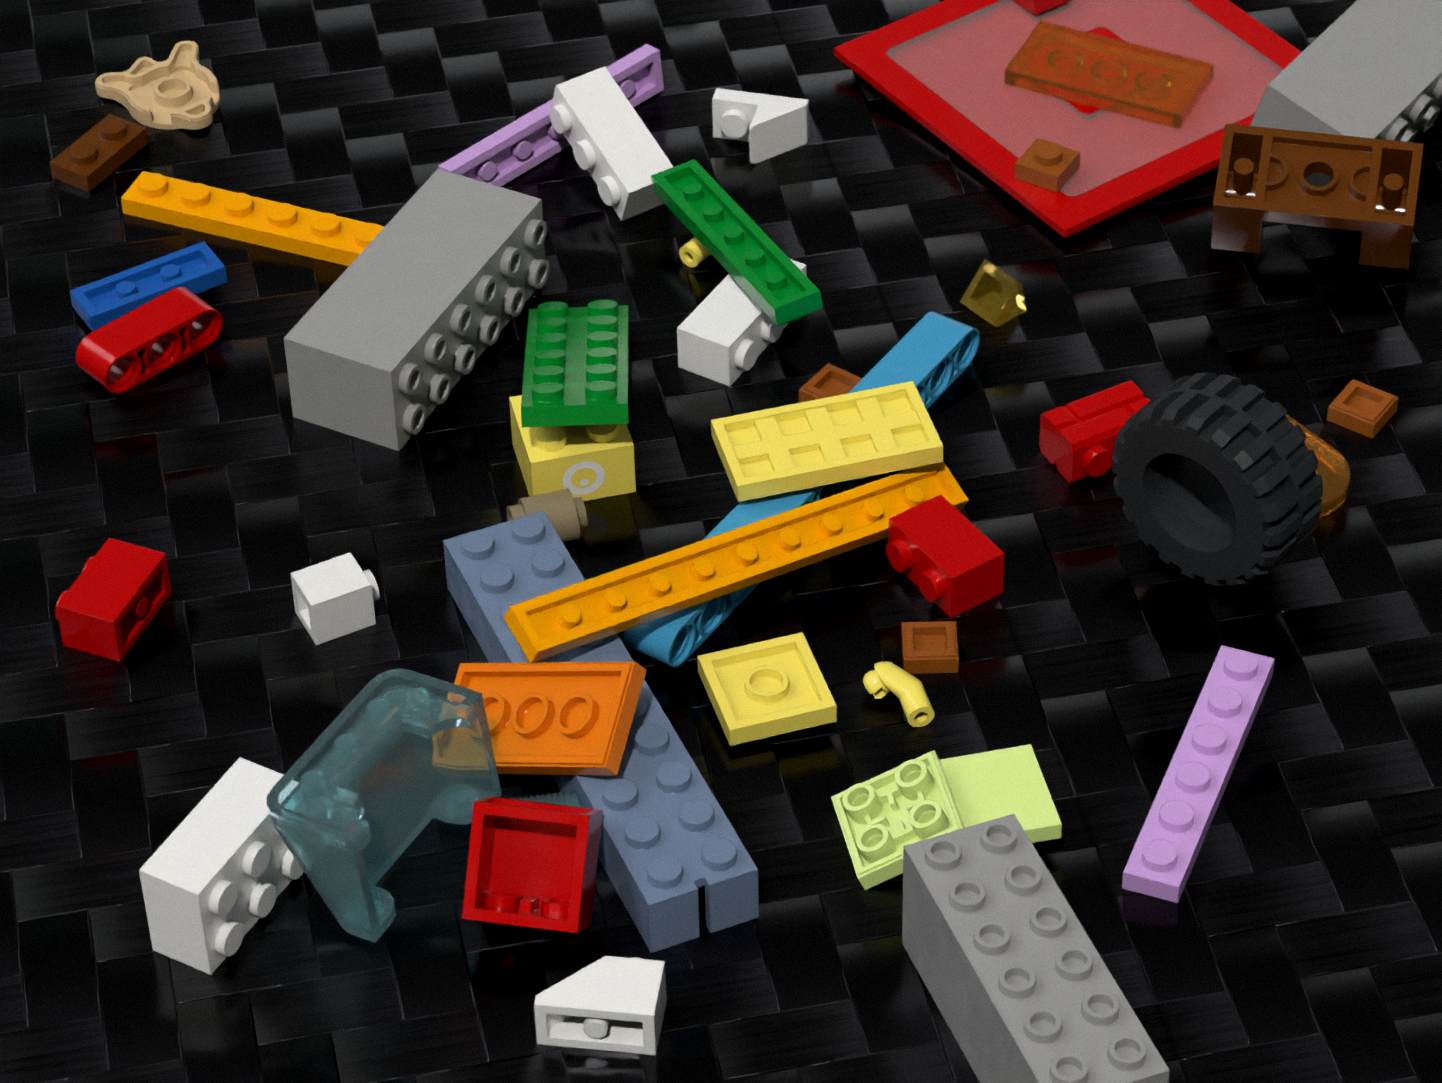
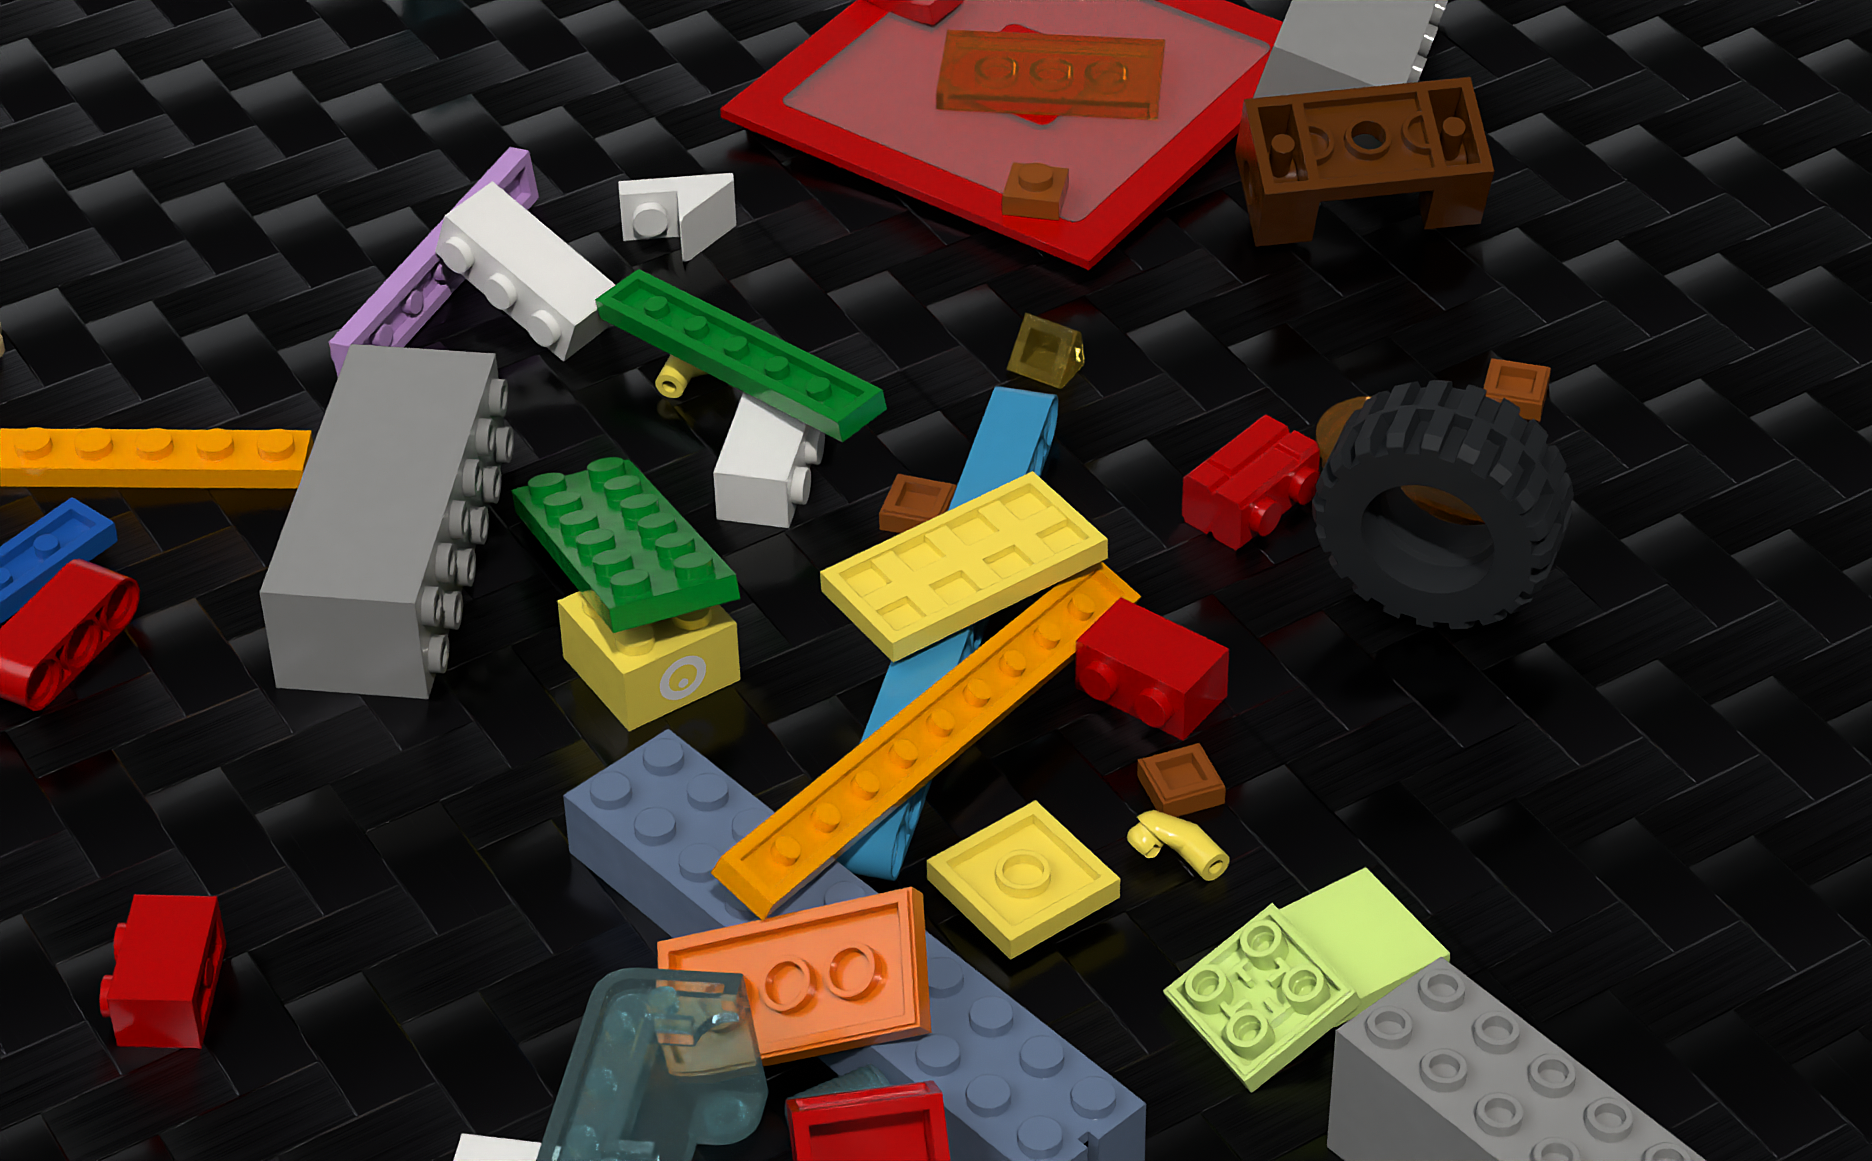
camera: 20 degrees left, 0 degrees up
(334, 598) = (446, 900): white brick -> none
(564, 512) = (676, 713): dark tan brick -> none
(1198, 774) = (1560, 856): lavender plate -> none

